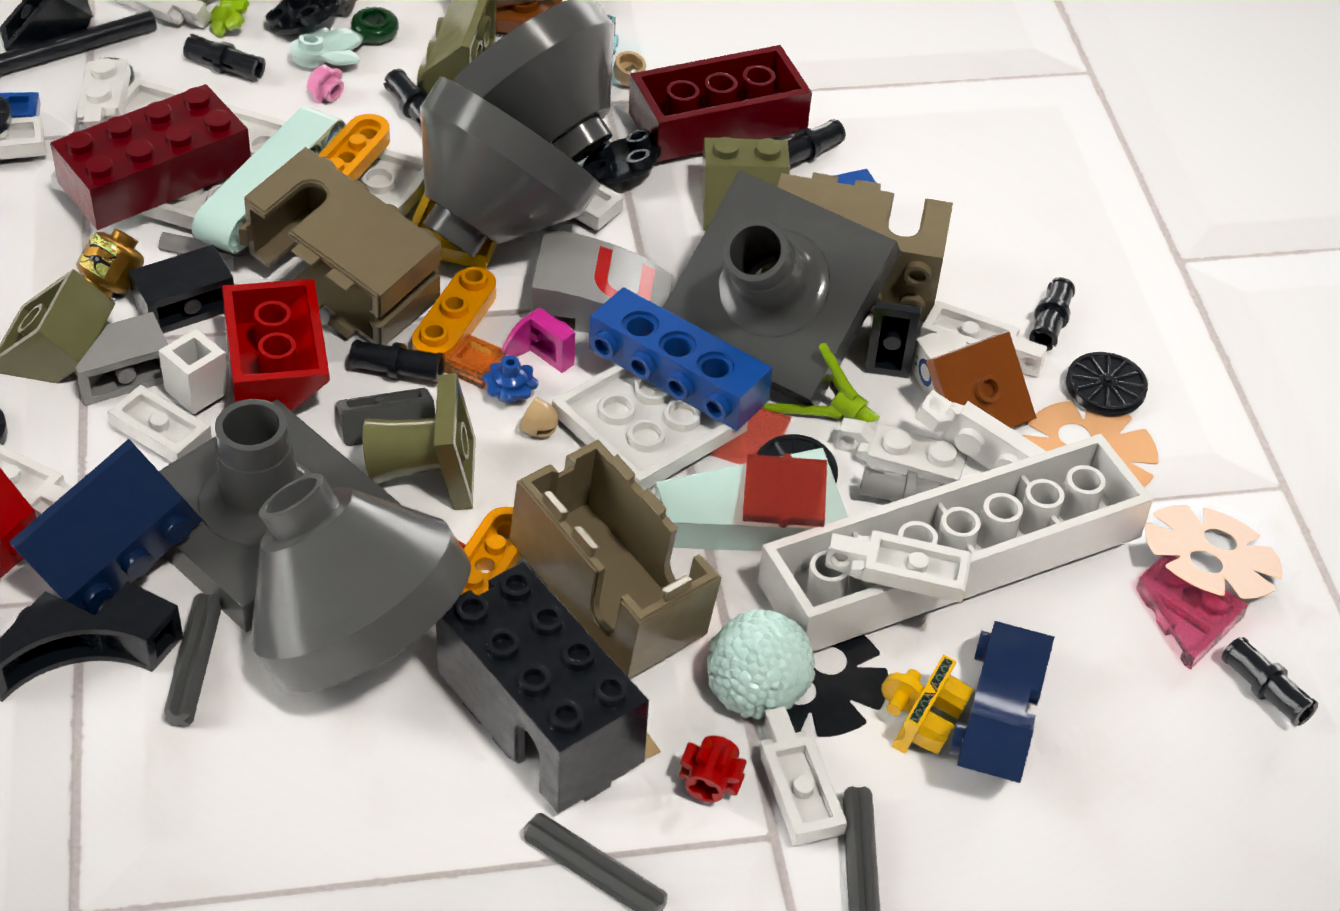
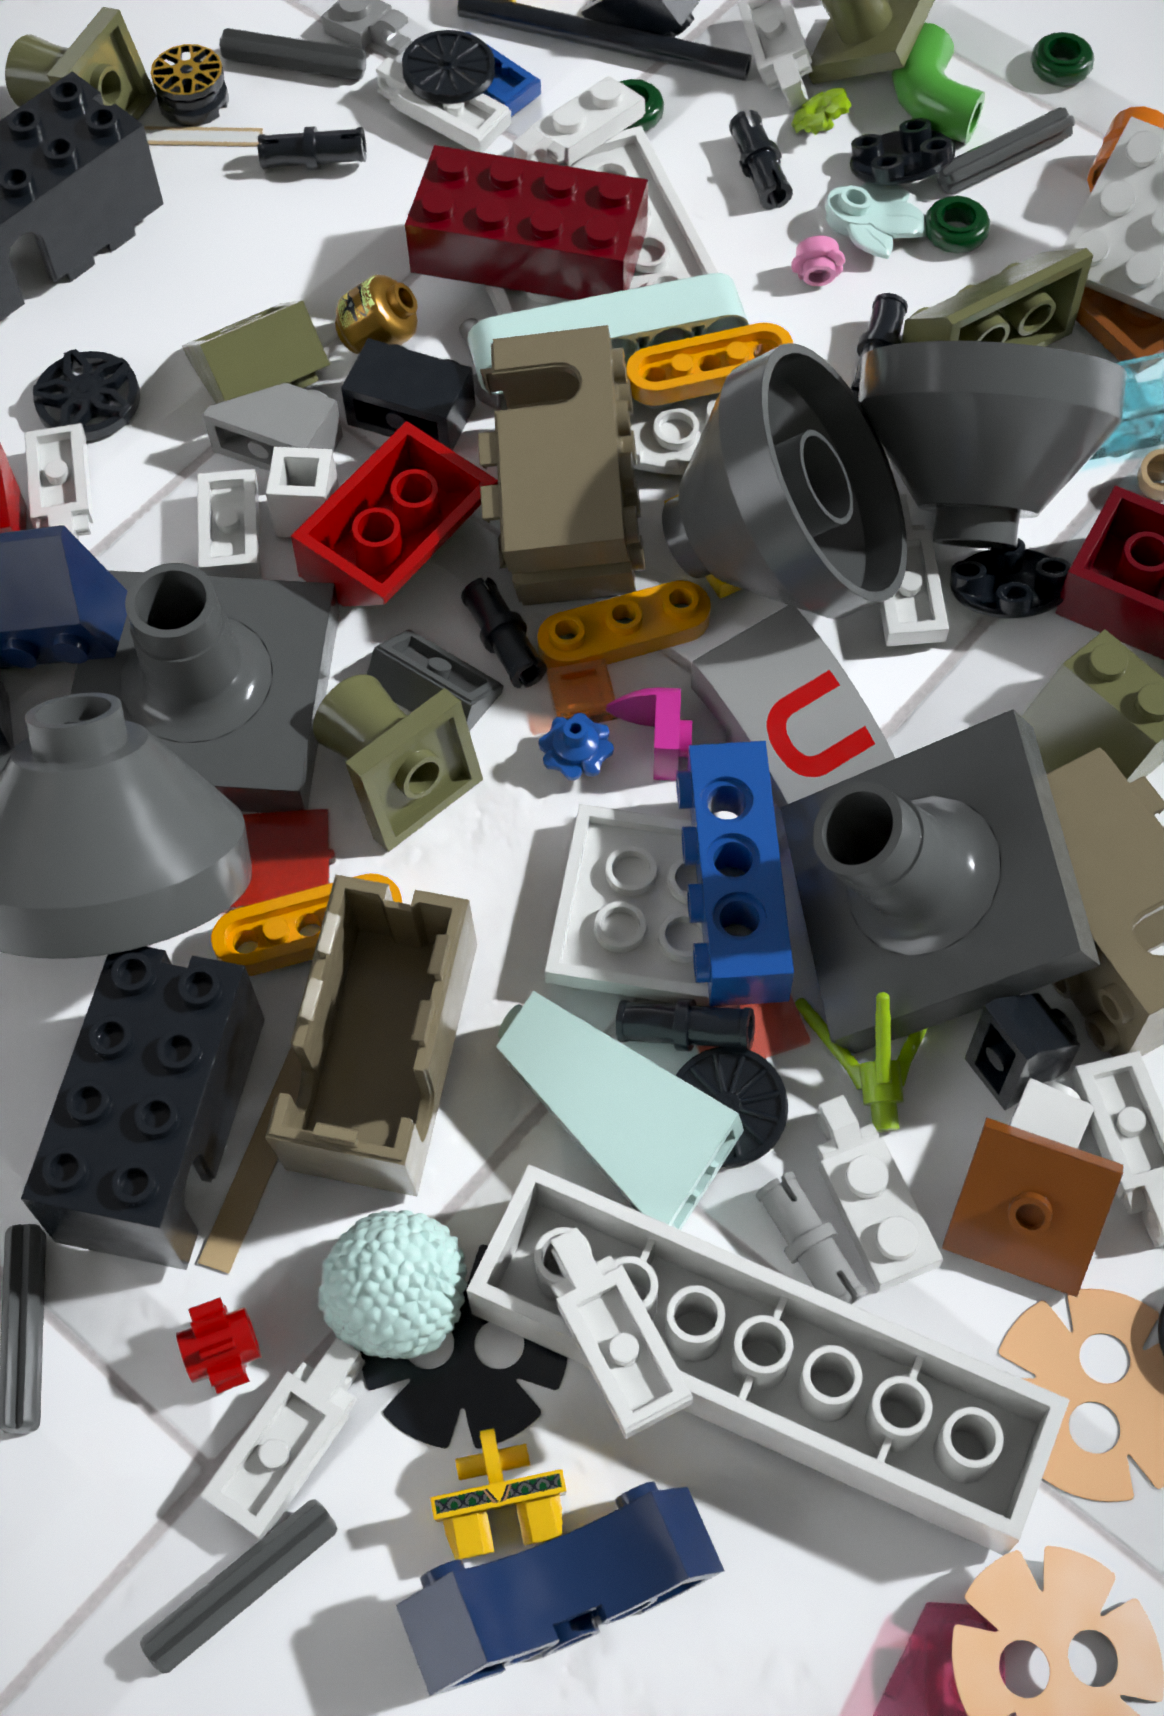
camera: 55 degrees right, 15 degrees up
(539, 419) = (552, 812): tan hinge -> none
(735, 447) = (685, 1024): none -> black pin
(785, 490) = (629, 1126): clear red piece -> none
(974, 432) = (947, 1257): white hinge -> none

